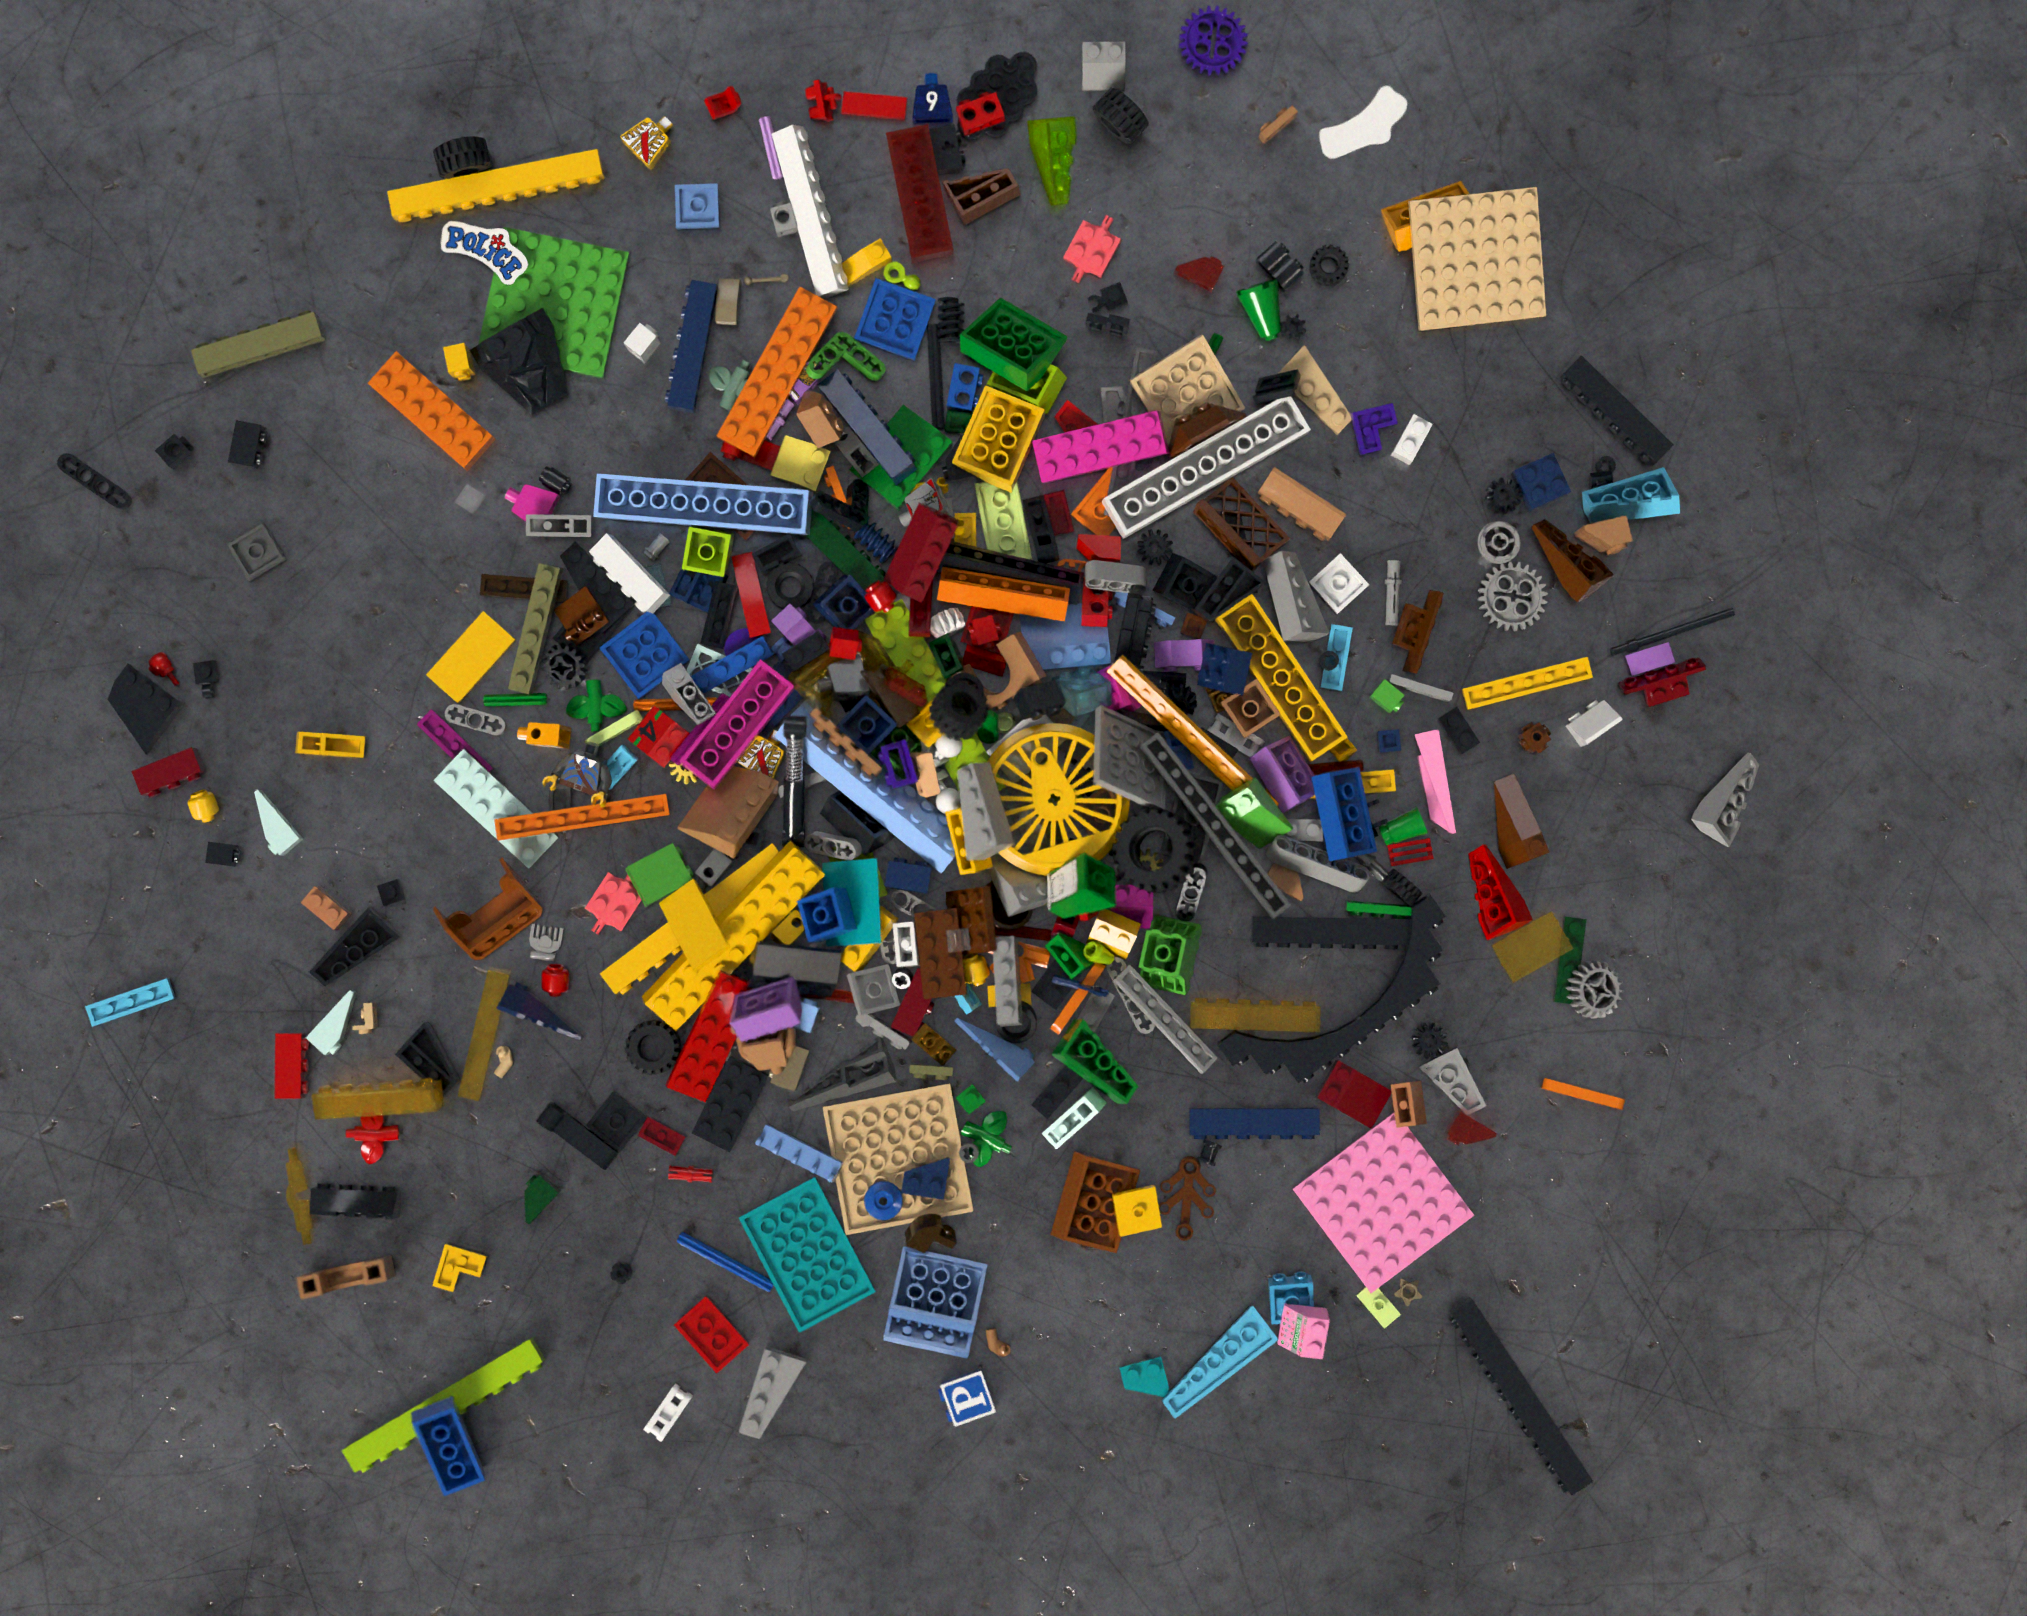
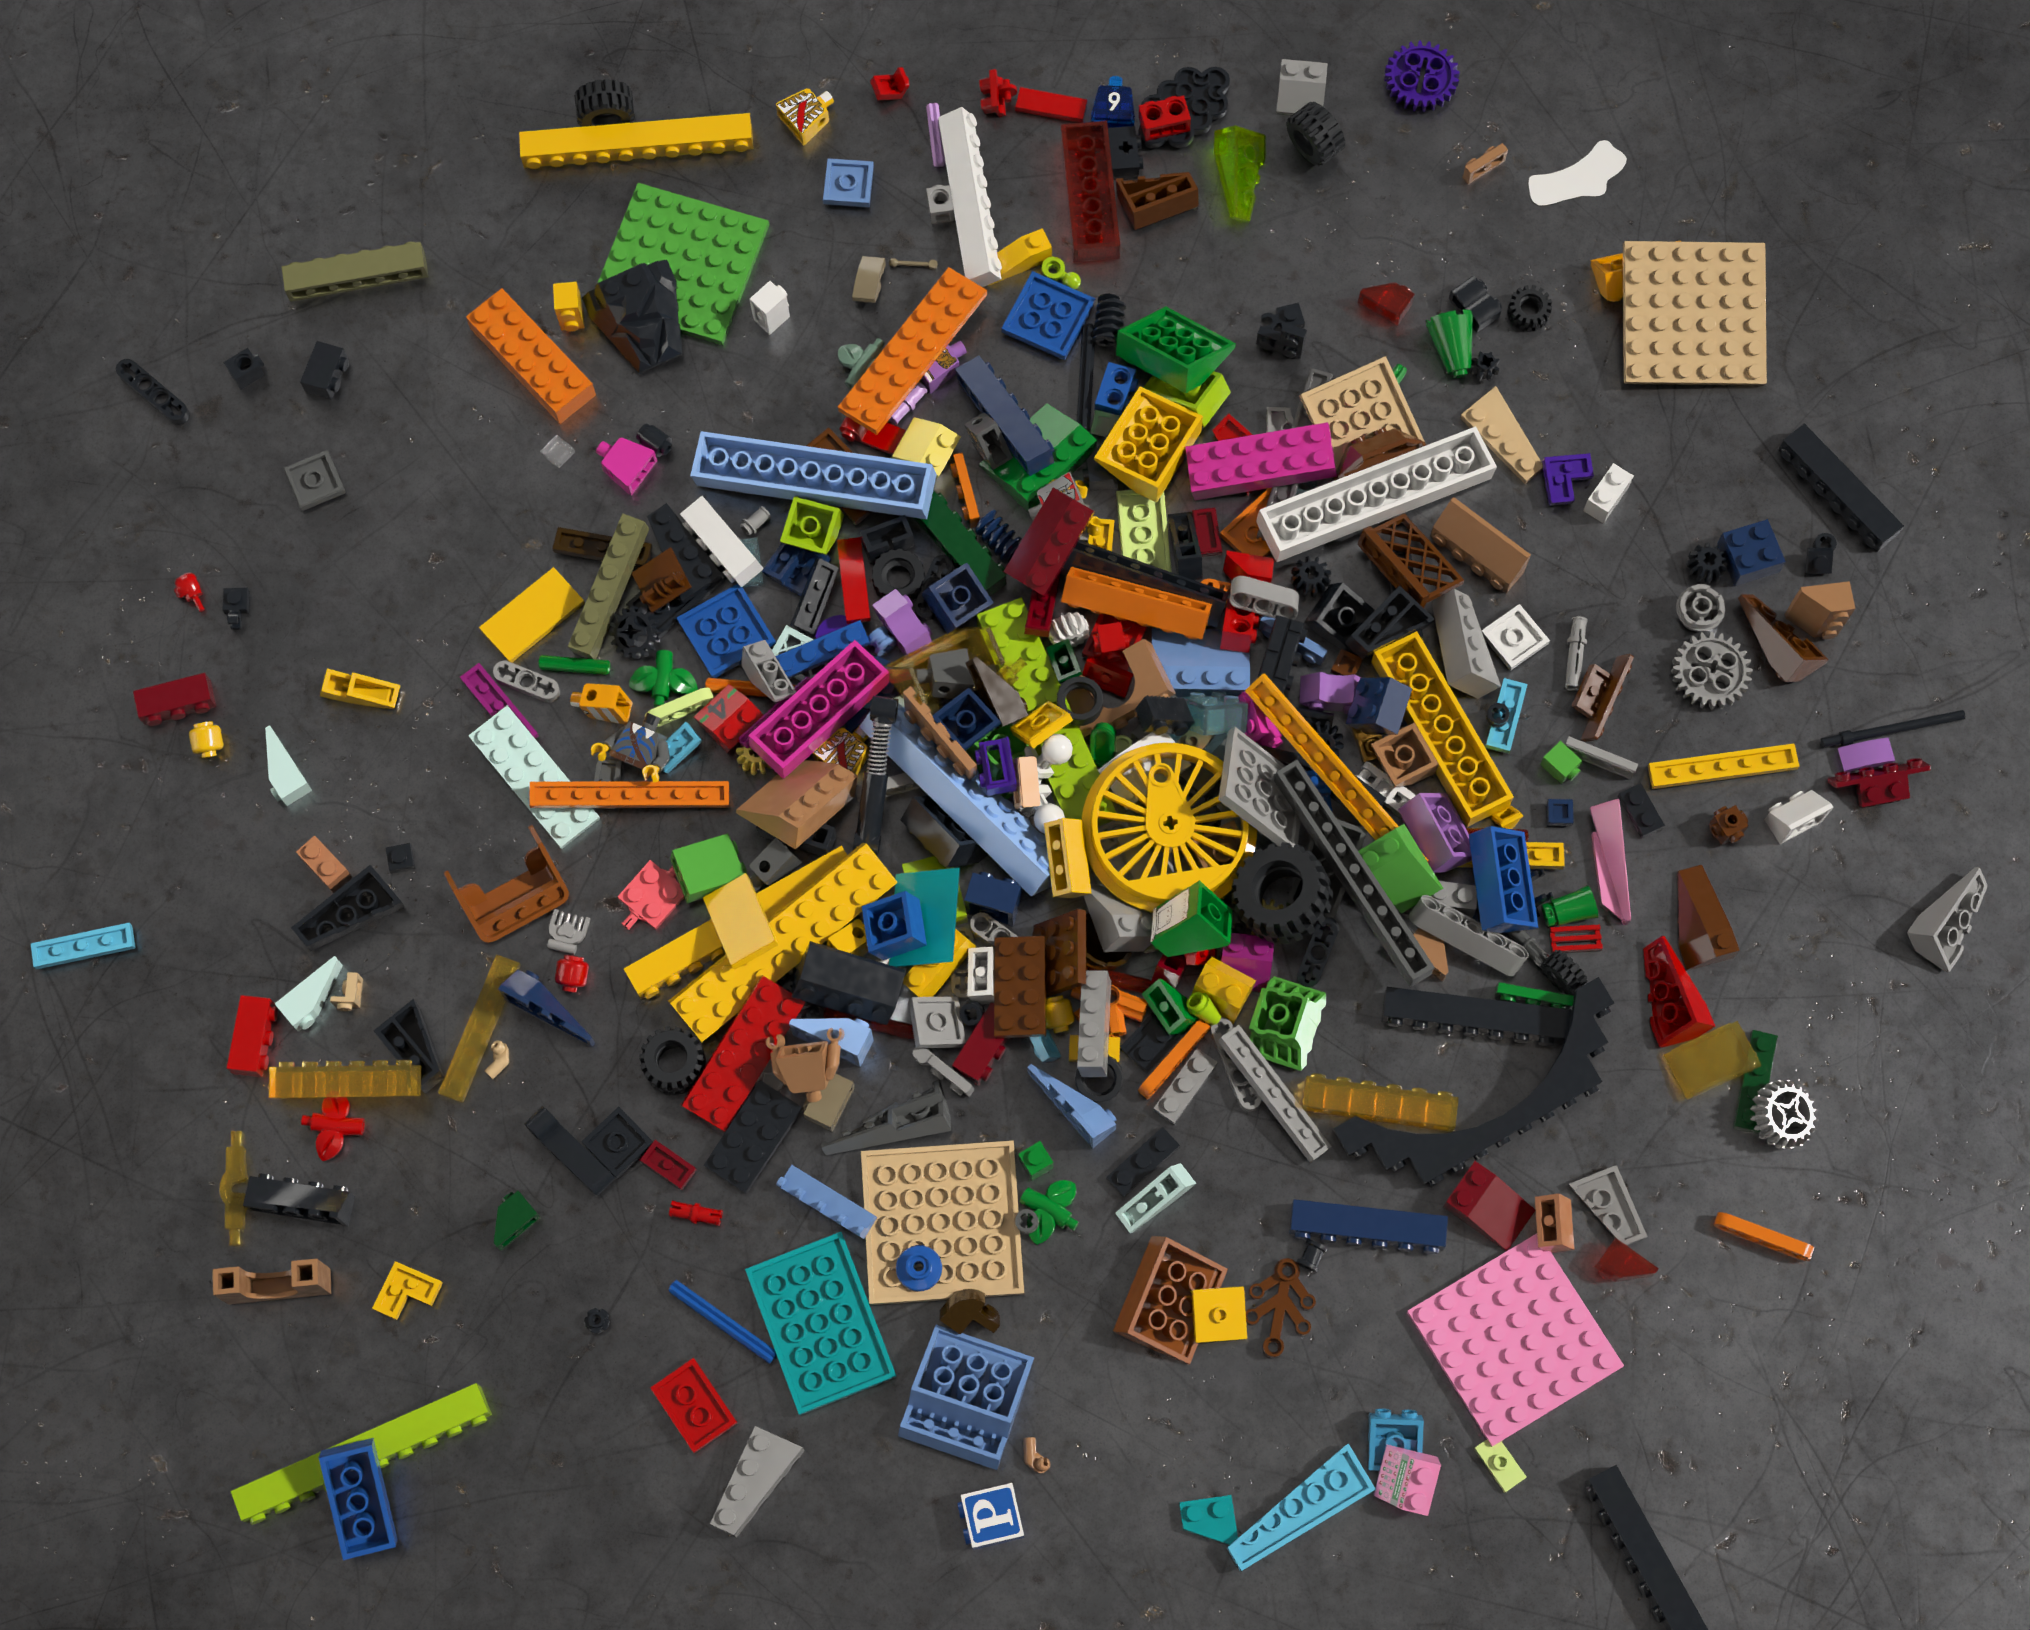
camera: 10 degrees right, 15 degrees down
(143, 705) = (160, 626): black wedge -> none
(222, 854) = (217, 794): black brick -> none
(486, 245) = (618, 199): sticker -> none
(558, 525) = (651, 482): light grey slope -> none
(668, 1412) = (628, 1494): white plate -> none
(692, 346) = (823, 321): dark blue brick -> none
(766, 1009) = (810, 1019): medium lavender slope -> none
(806, 651) = (907, 641): black plate -> none
(819, 419) = (953, 399): medium nougat slope -> none
(840, 842) = (918, 850): light grey beam -> none
(841, 351) = (990, 337): bright green beam -> none
(844, 643) = (952, 633): red brick -> none
(851, 514) = (976, 499): black beam -> none
(880, 596) = (998, 588): red head -> none
(906, 686) = (1010, 677): clear red plate -> none
(922, 1071) = (982, 1122): olive plate -> none
(927, 1180) = (973, 1248): dark blue wing -> none
(933, 1044) = (999, 1093): pearl gold slope -> none
(958, 940) = (1042, 970): clear tile -> none
(969, 700) = (1073, 707): black tyre -> none
(982, 812) = (1087, 825): light grey wedge -> none
(1089, 1058) = (1186, 1132): green wedge -> none
(1092, 249) = (1271, 267): coral plate -> none
(1099, 991) = (1174, 1041): dark blue piece -> none
(1276, 386) = (1462, 420): black plate -> none
(1414, 1293) = (1542, 1445): dark tan plate -> none
(1425, 1034) = (1575, 1147): black gear -> none
(1634, 497) = (1870, 574): medium azure wedge -> none

